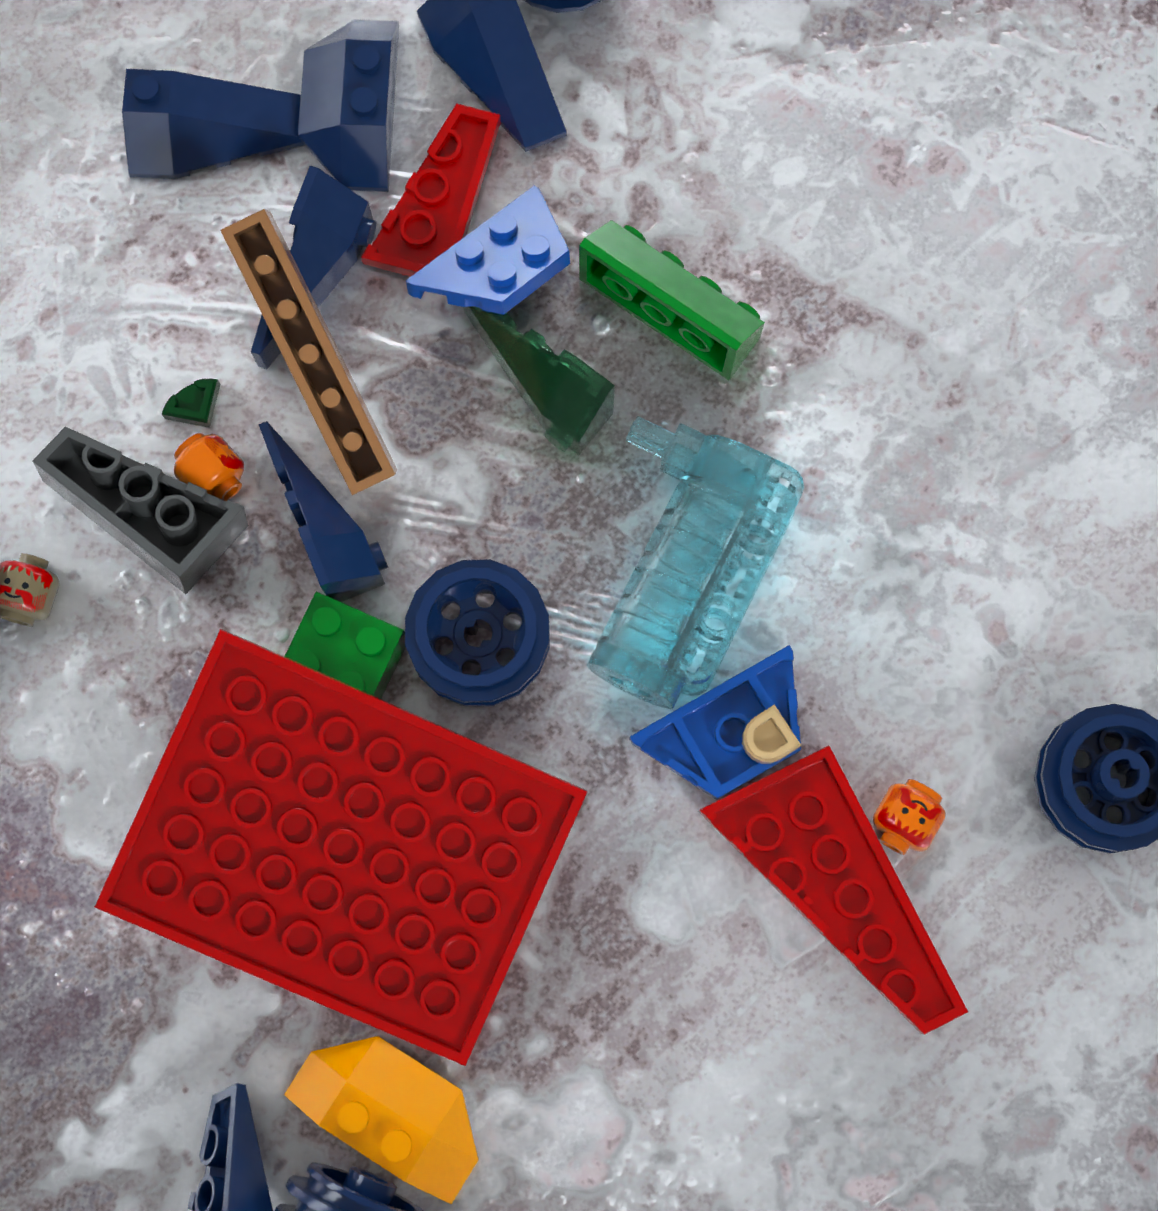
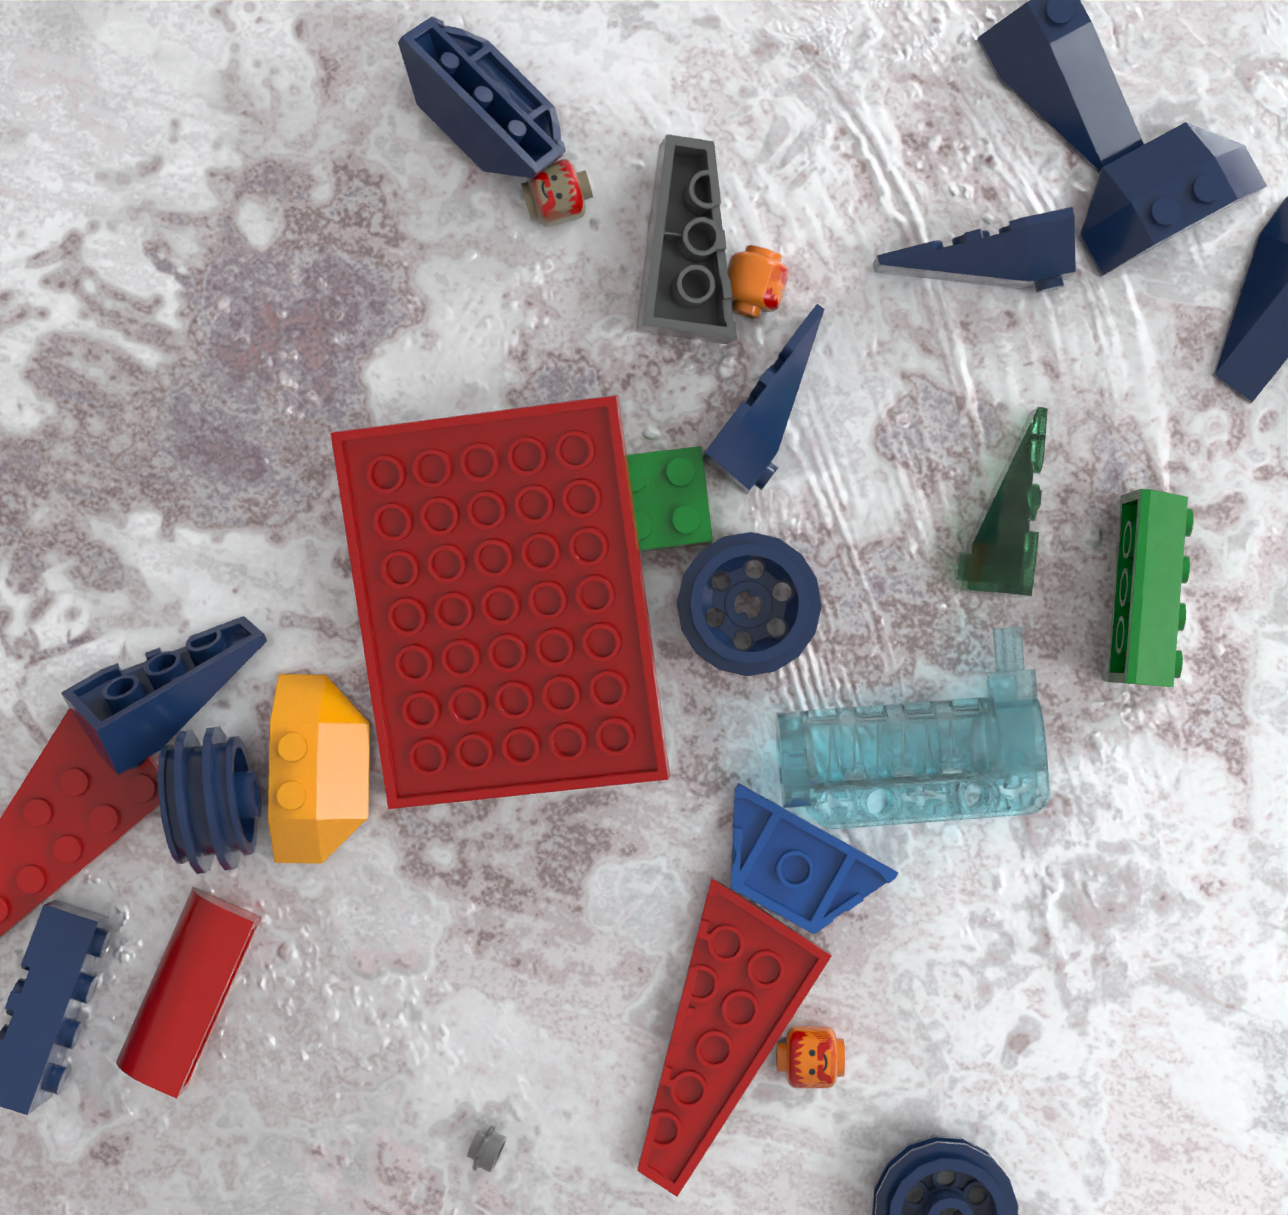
camera: 60 degrees right, 10 degrees up
(193, 403) = (805, 229): dark green tile -> none
(309, 350) = (905, 311): medium nougat brick -> none
(439, 196) = (1101, 332): red wing -> none
(499, 259) = (1092, 419): wing -> none
(769, 737) = (807, 902): tan tile -> none
(827, 1164) = (486, 1149): none -> flat silver plate

